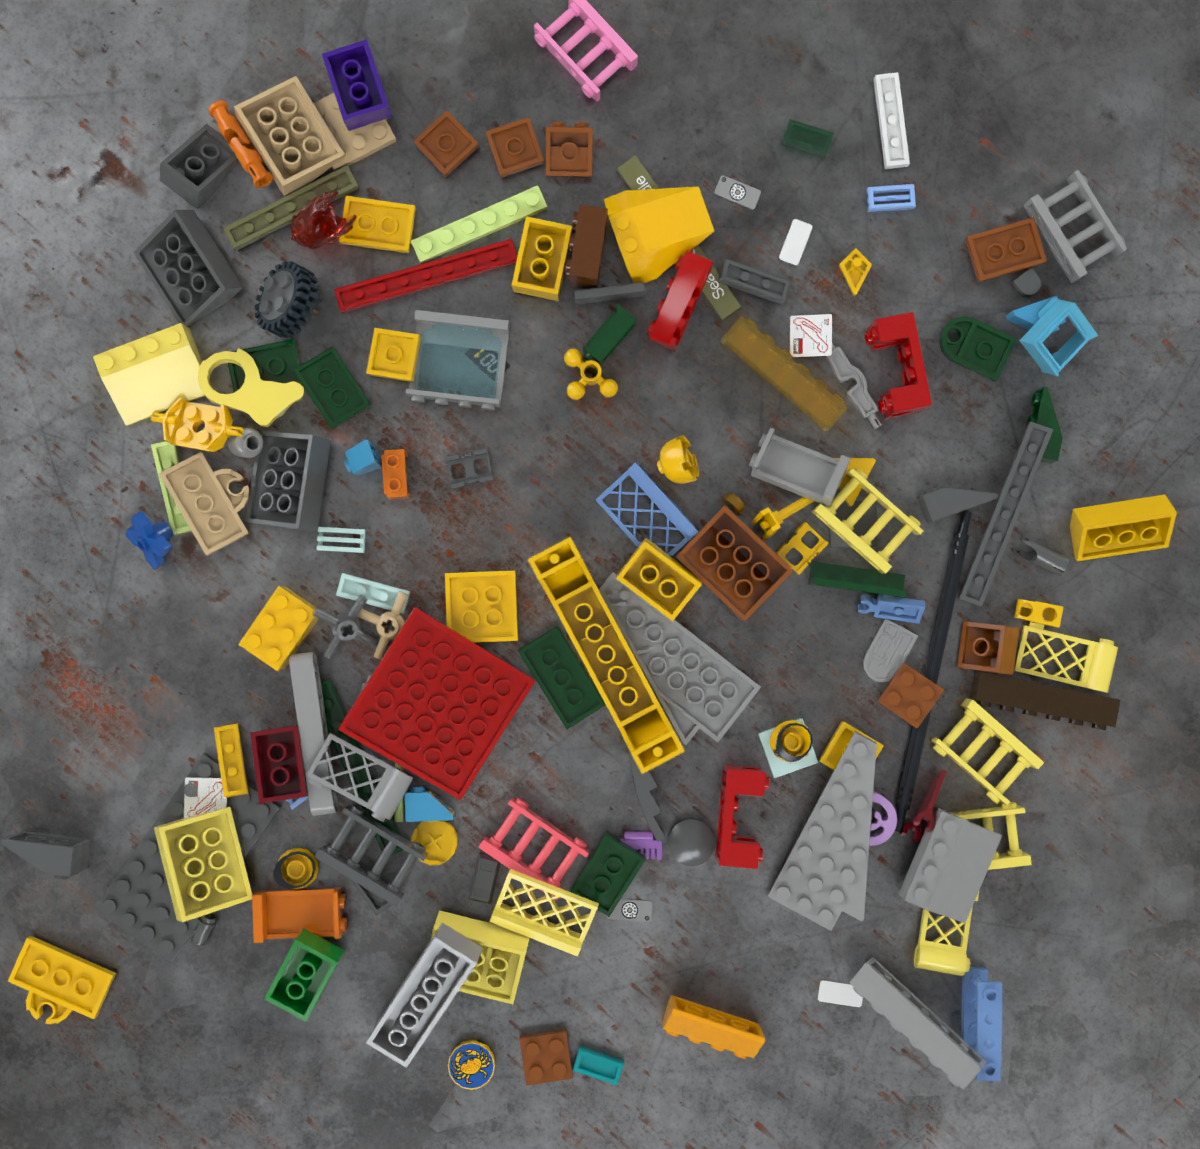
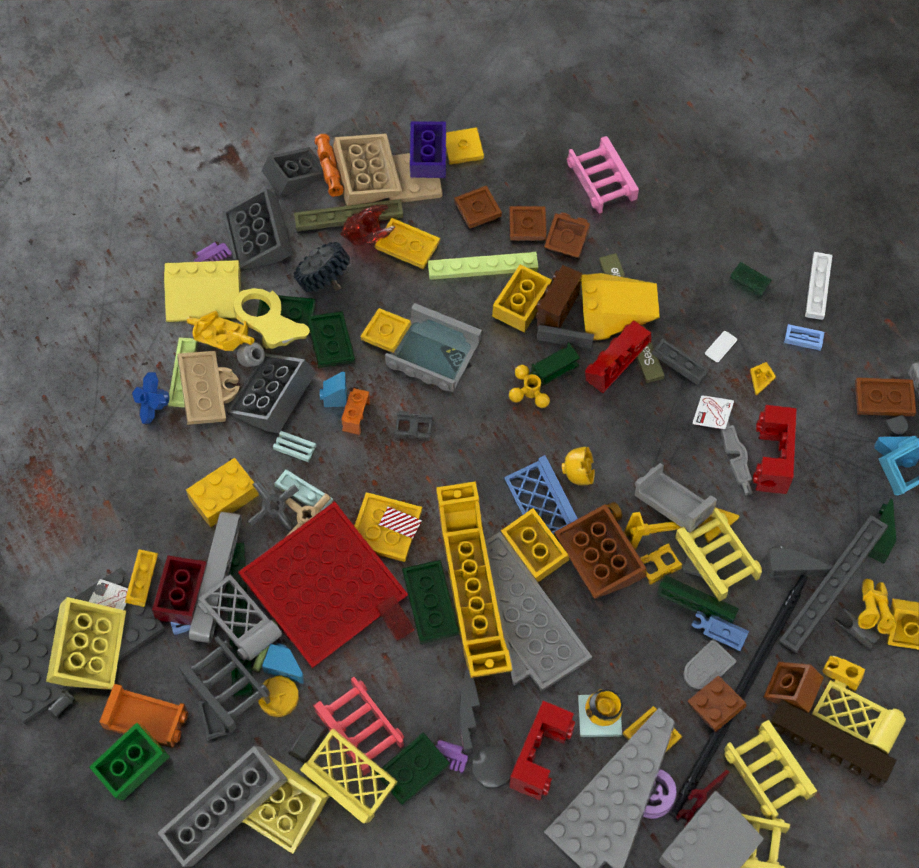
camera: 20 degrees right, 25 degrees down
(141, 316) = (213, 251): none -> medium lavender piece
(296, 869) = (156, 680): yellow piece -> none
(398, 58) = (463, 146): none -> yellow plate
(426, 275) = (429, 287): red tile -> none
(496, 598) = (400, 522): none -> sticker
(530, 713) = (395, 618): none -> clear red plate
(632, 910) = (423, 809): light grey sticker -> none
(737, 192) = (686, 300): light grey sticker -> none
(784, 374) = (684, 432): clear yellow brick -> none
(978, 346) = (845, 459): dark green tile -> none
(1053, 510) = (870, 617): none -> yellow piece

